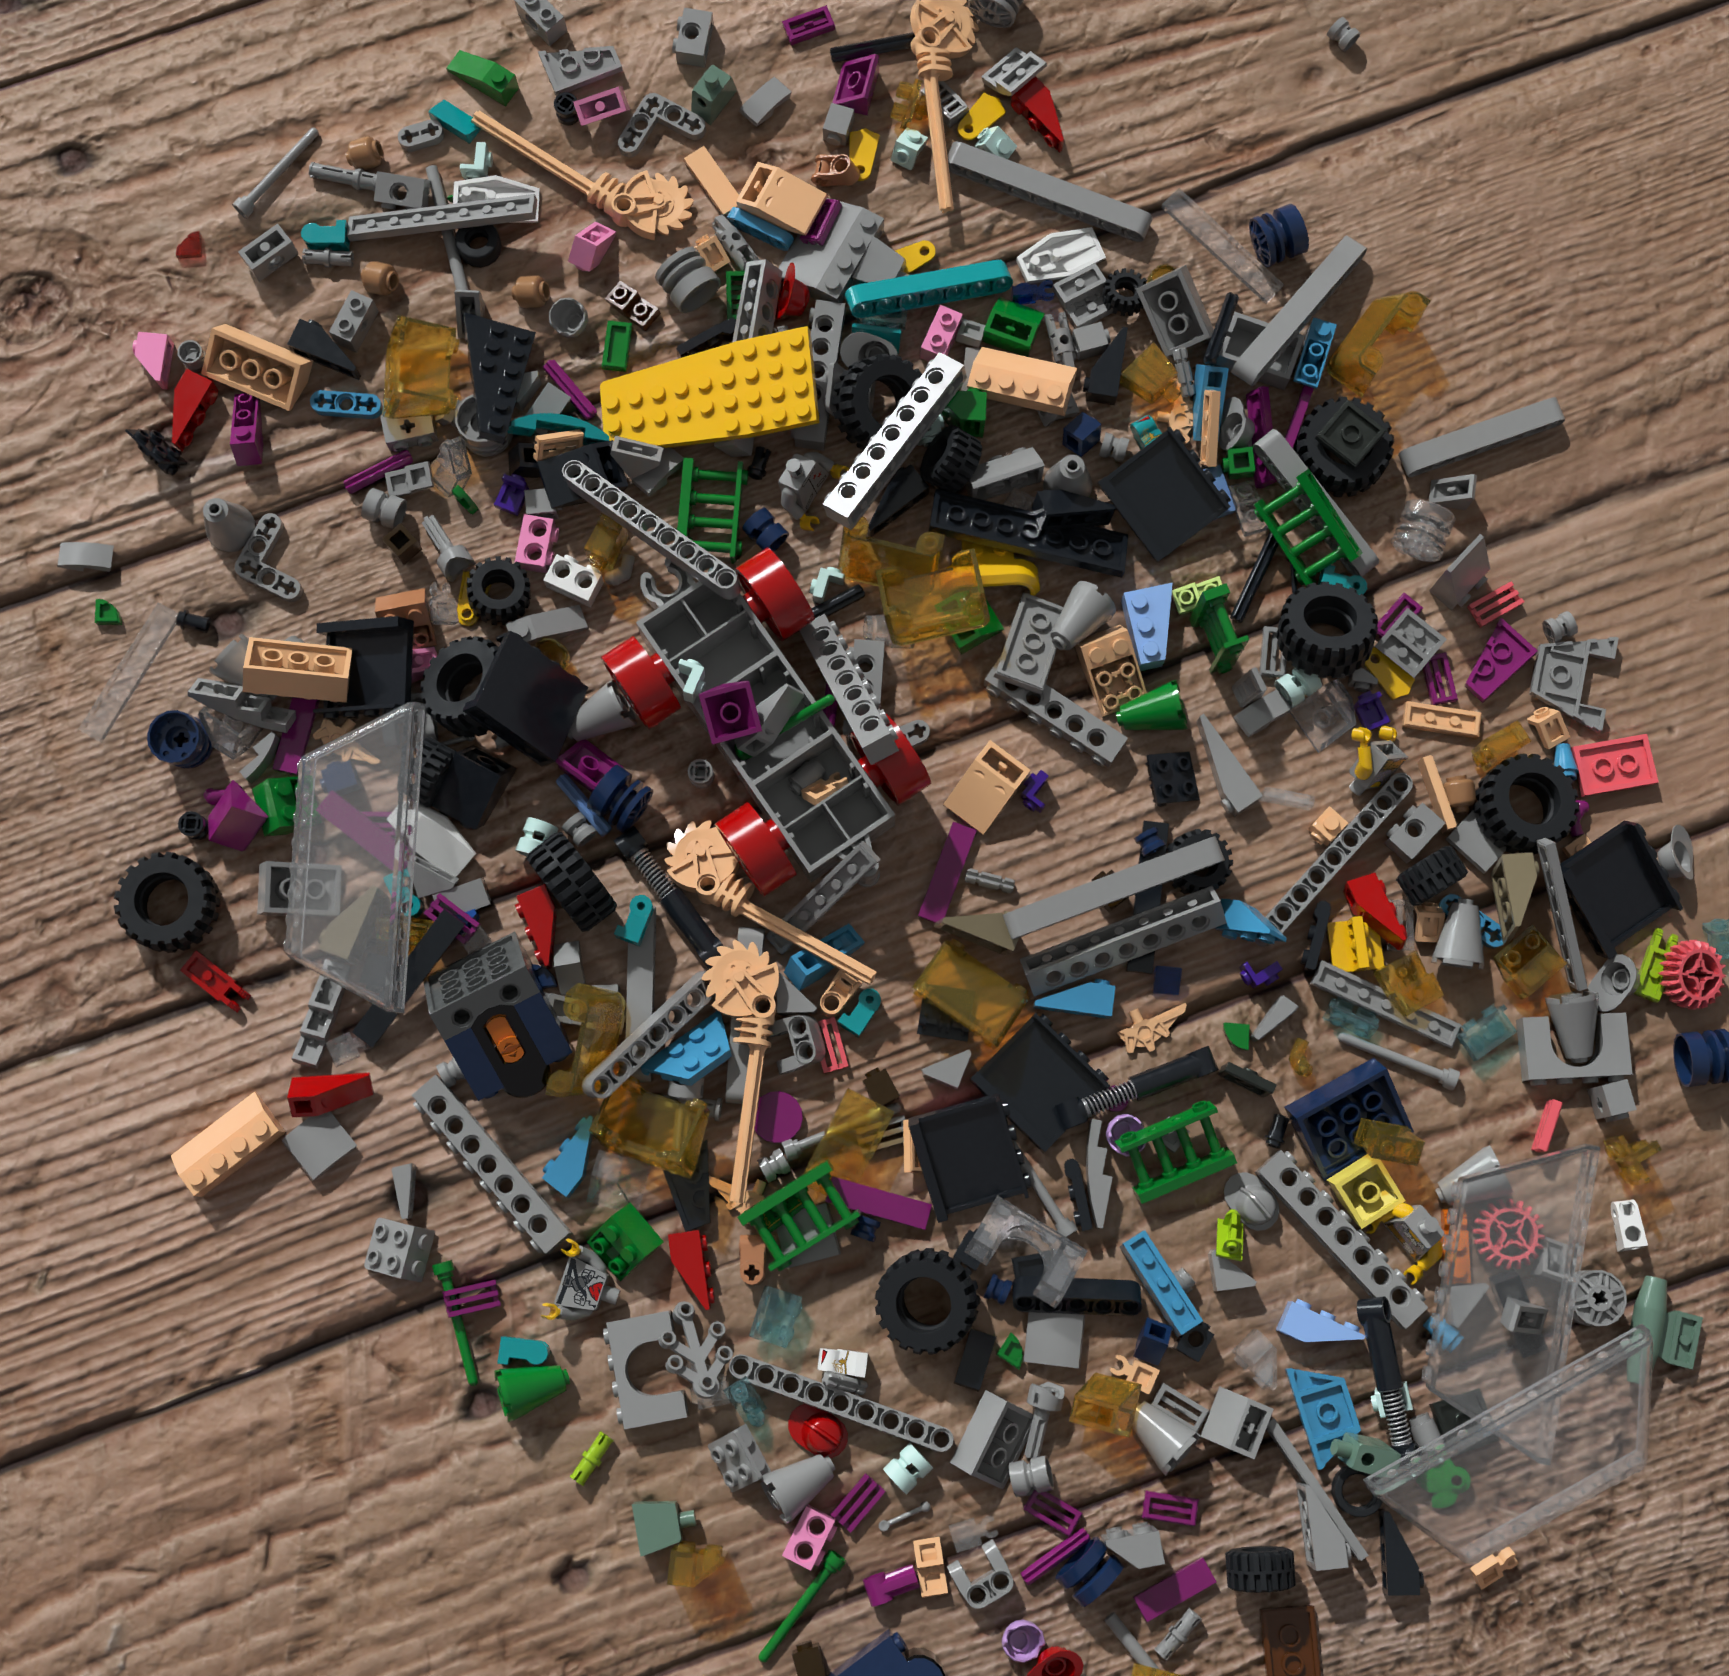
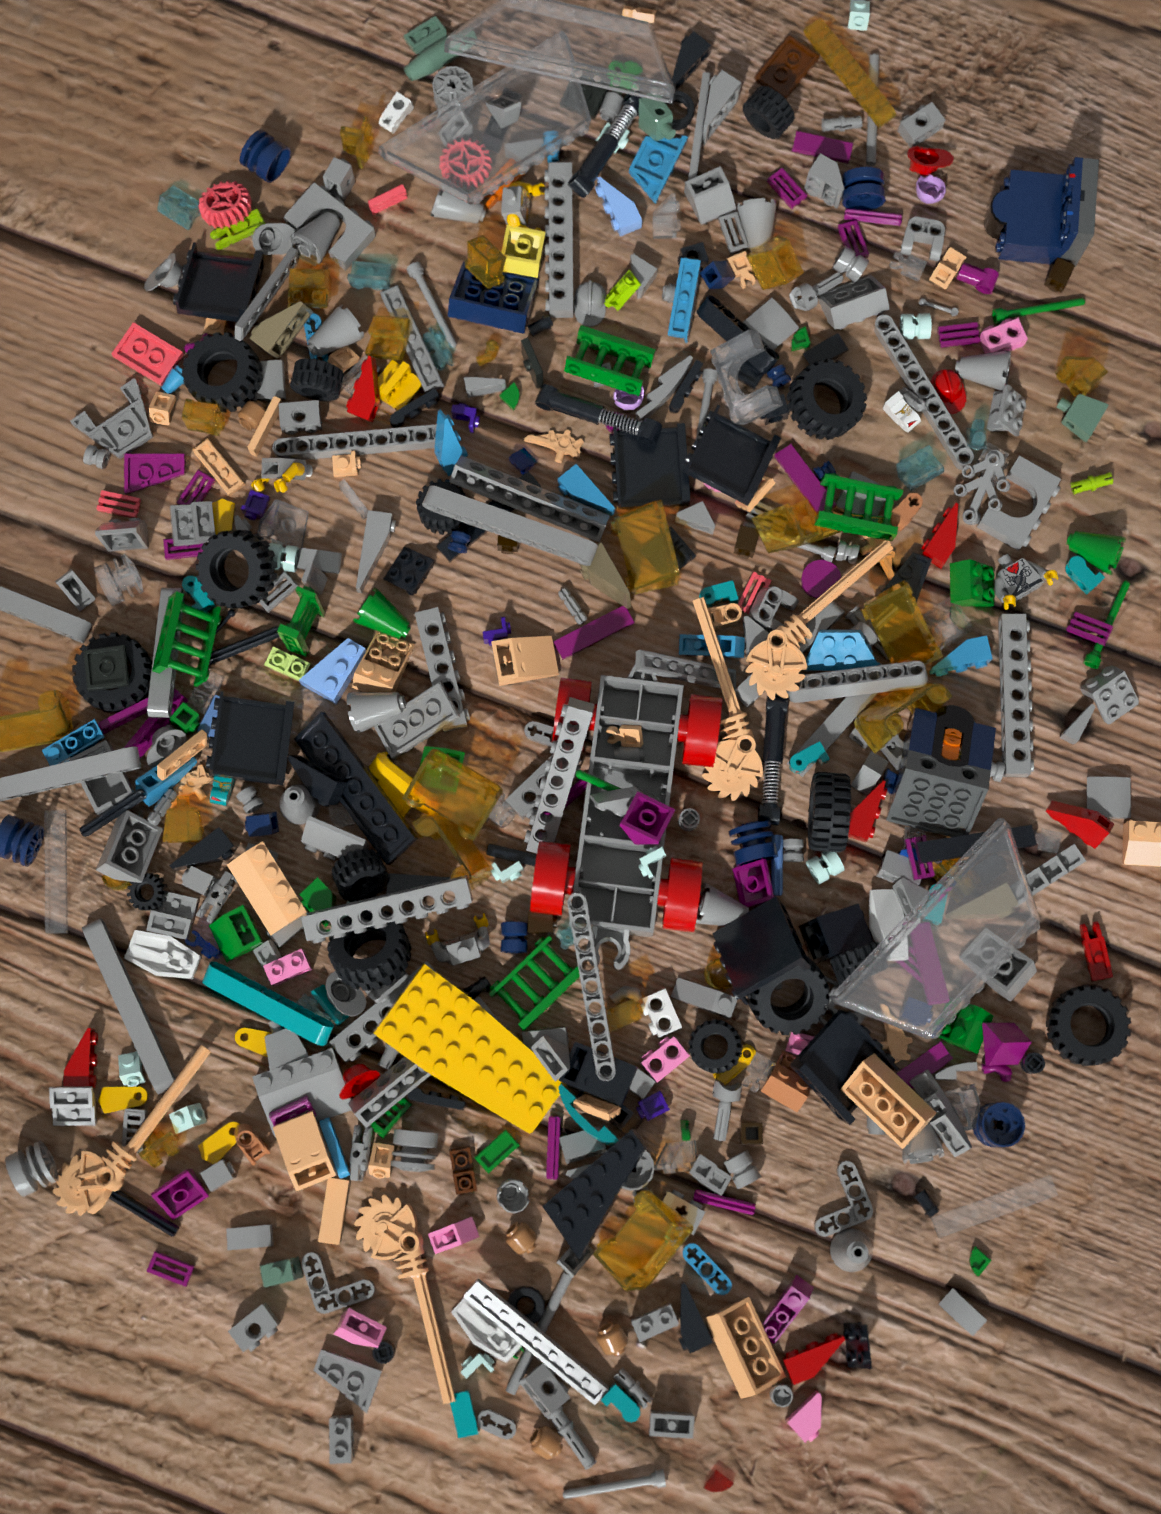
camera: 140 degrees left, 0 degrees up
(485, 76) = (418, 1431): green slope -> none

